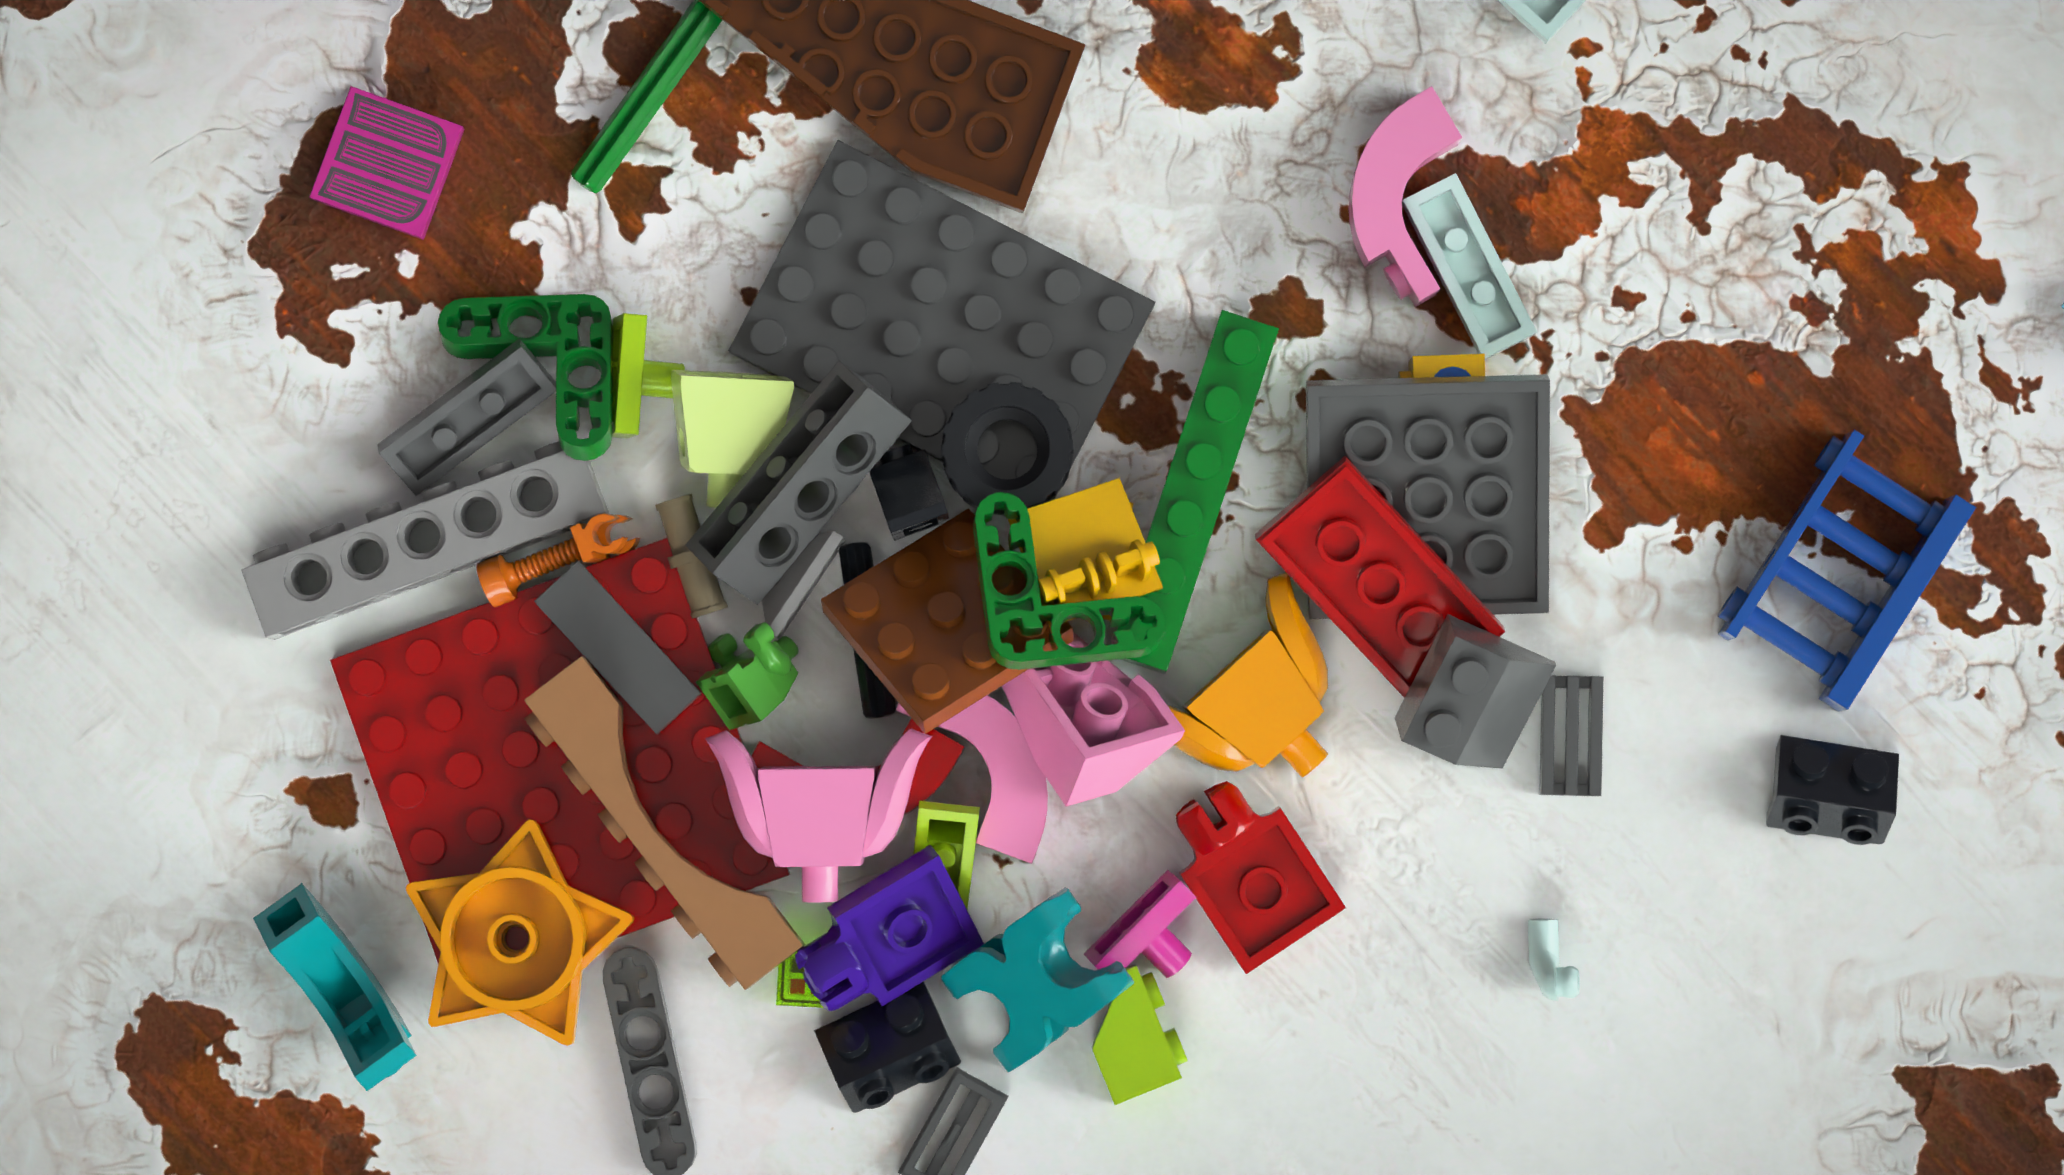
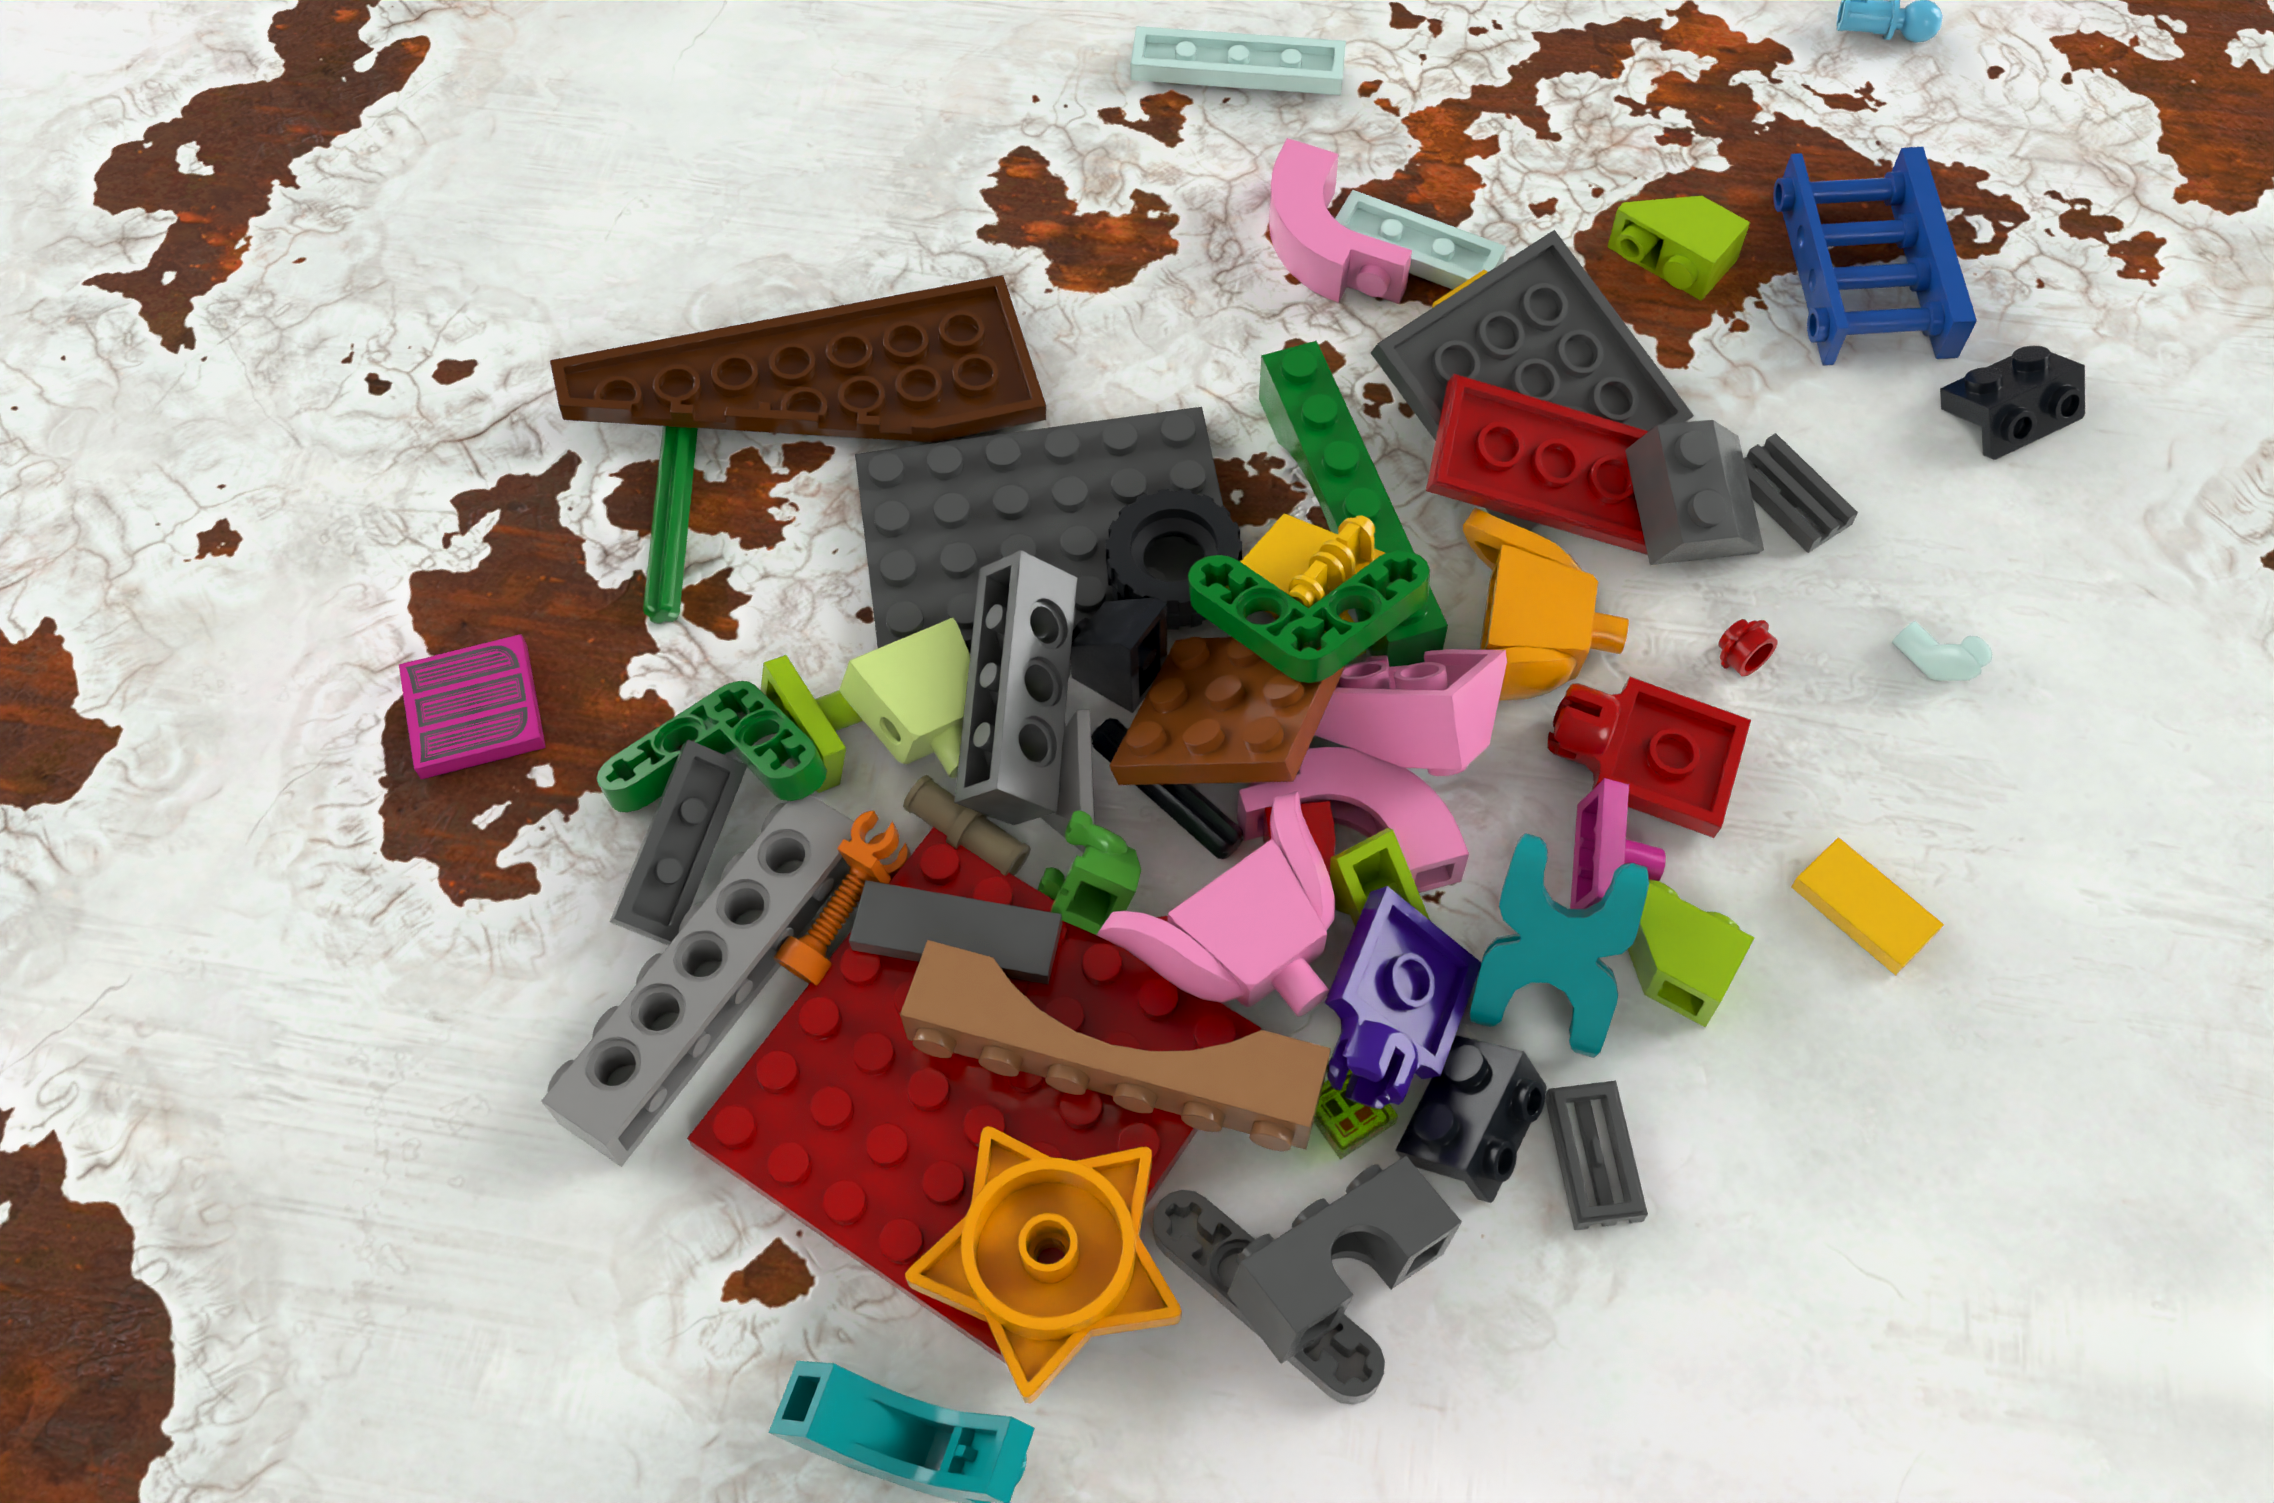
camera: 35 degrees left, 25 degrees down
(764, 1079) = (1384, 1220): none -> dark grey arch
(1307, 1105) = (1867, 906): none -> yellow tile
(1405, 842) = (1746, 646): none -> red plate
(1696, 435) = (1680, 240): none -> lime slope

